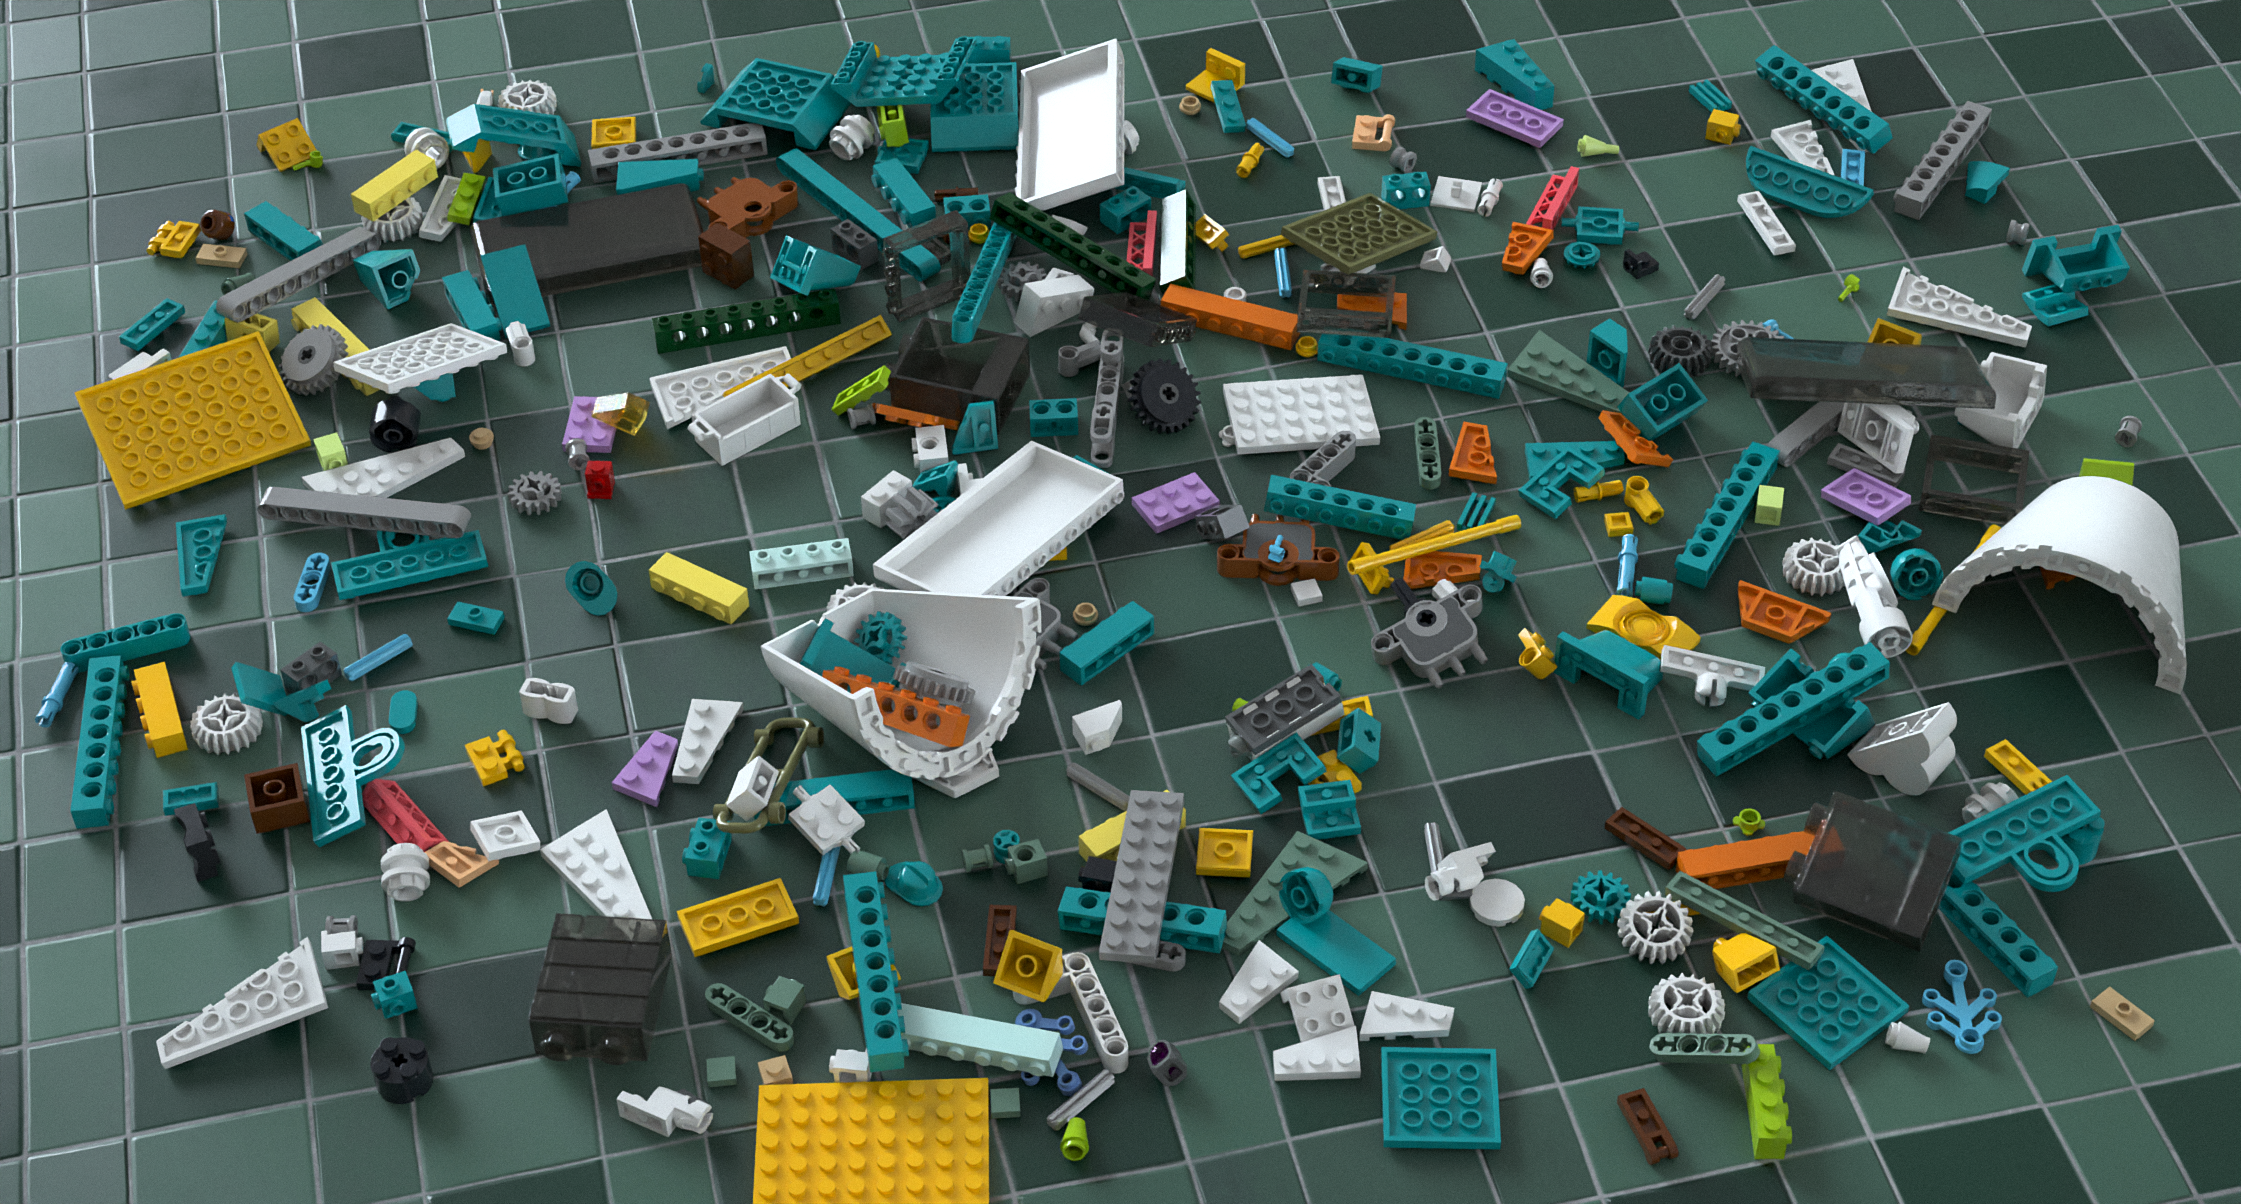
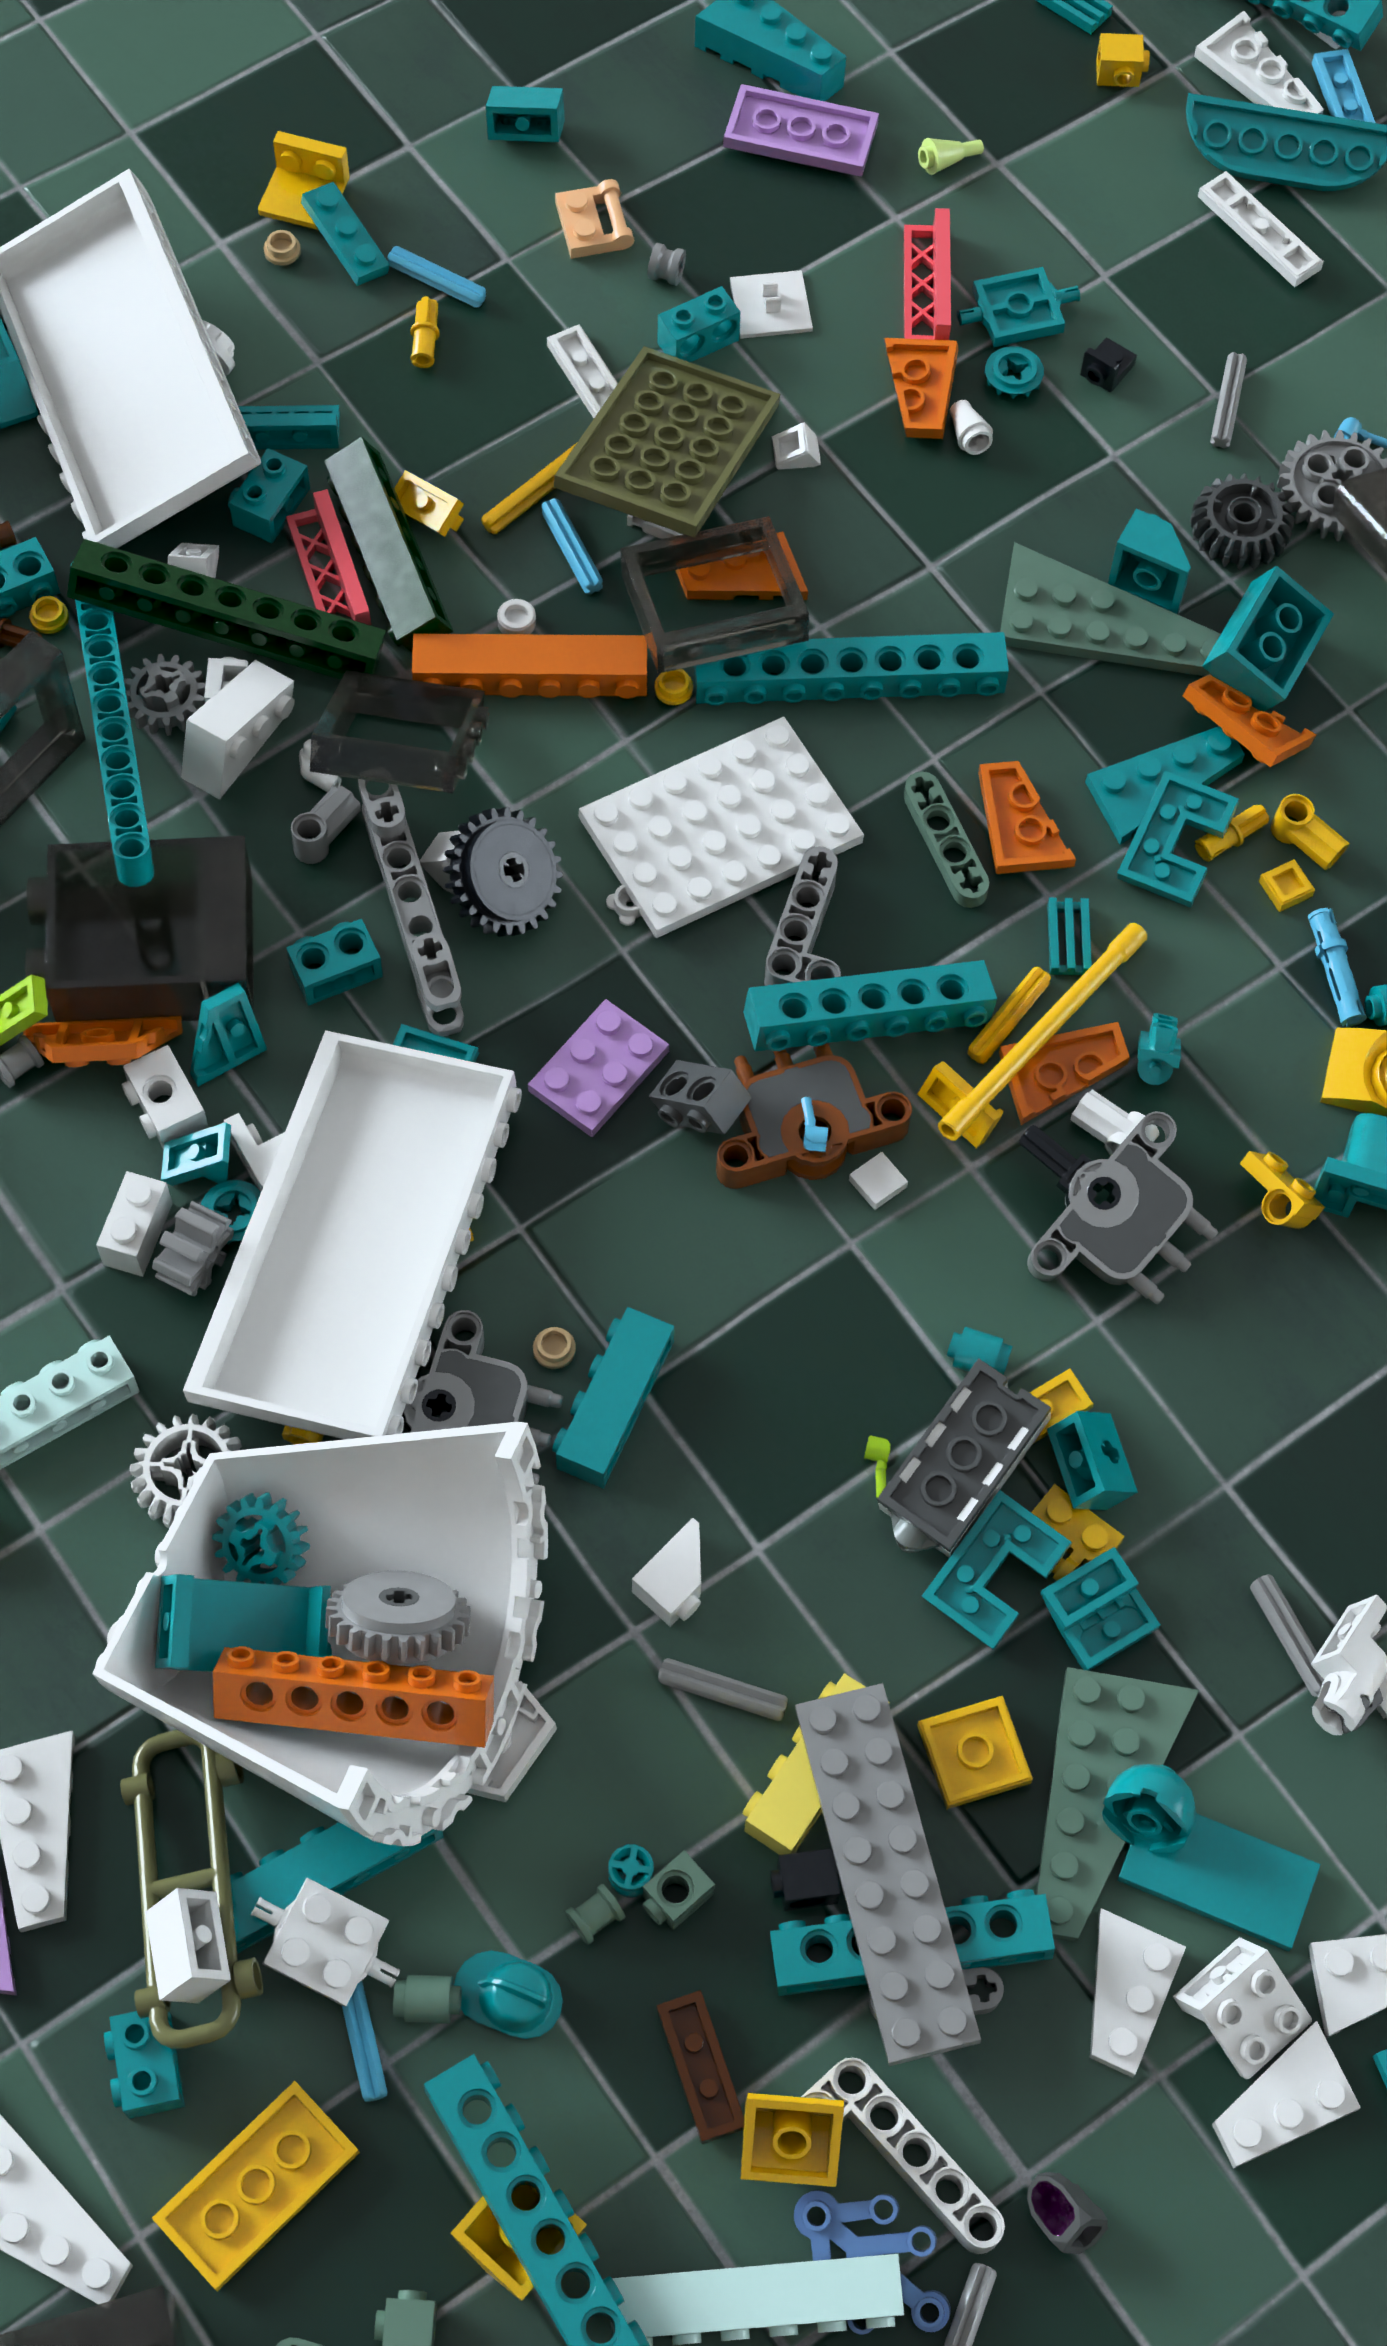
camera: 25 degrees left, 20 degrees up
(1490, 197) = (828, 299): white pin -> none

